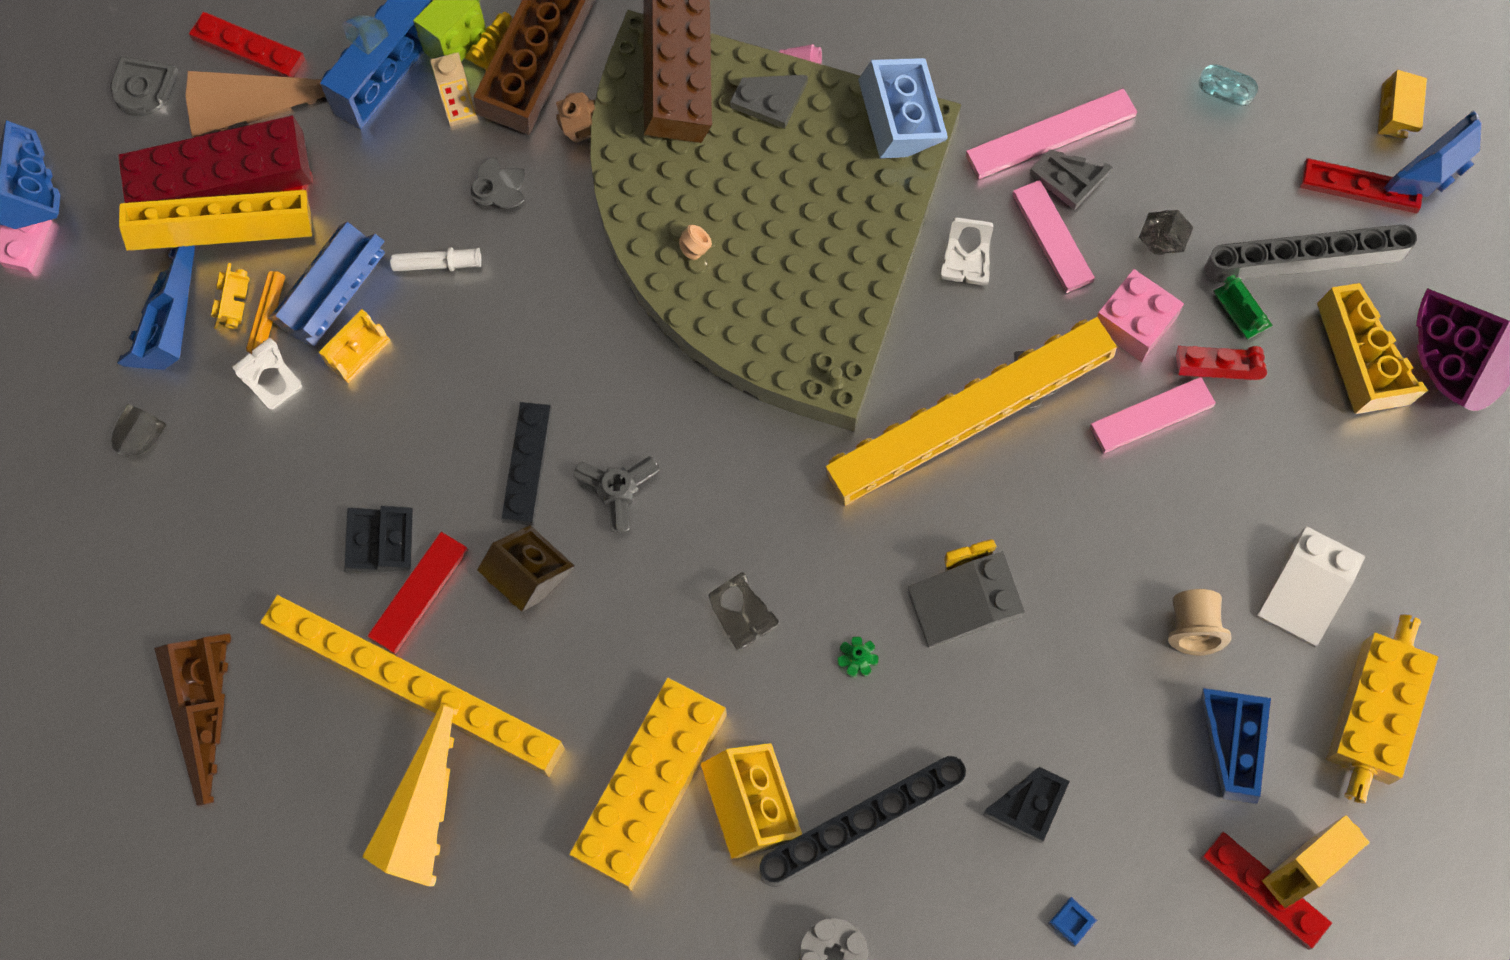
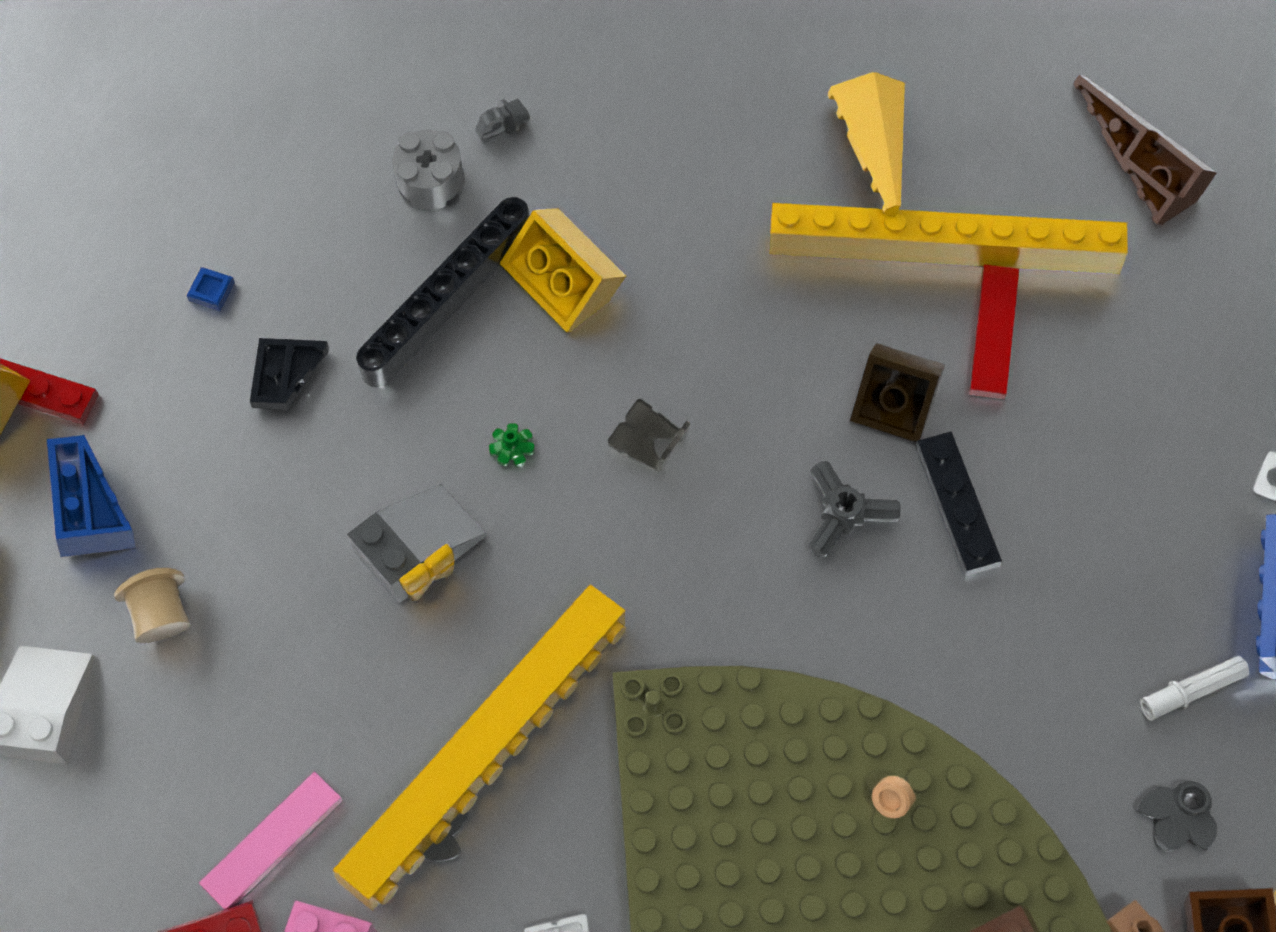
camera: 160 degrees right, 5 degrees down
(354, 346) = (1220, 547): yellow hinge -> none
(378, 539) = (1067, 364): black slope -> none
(648, 784) = (667, 244): yellow brick -> none

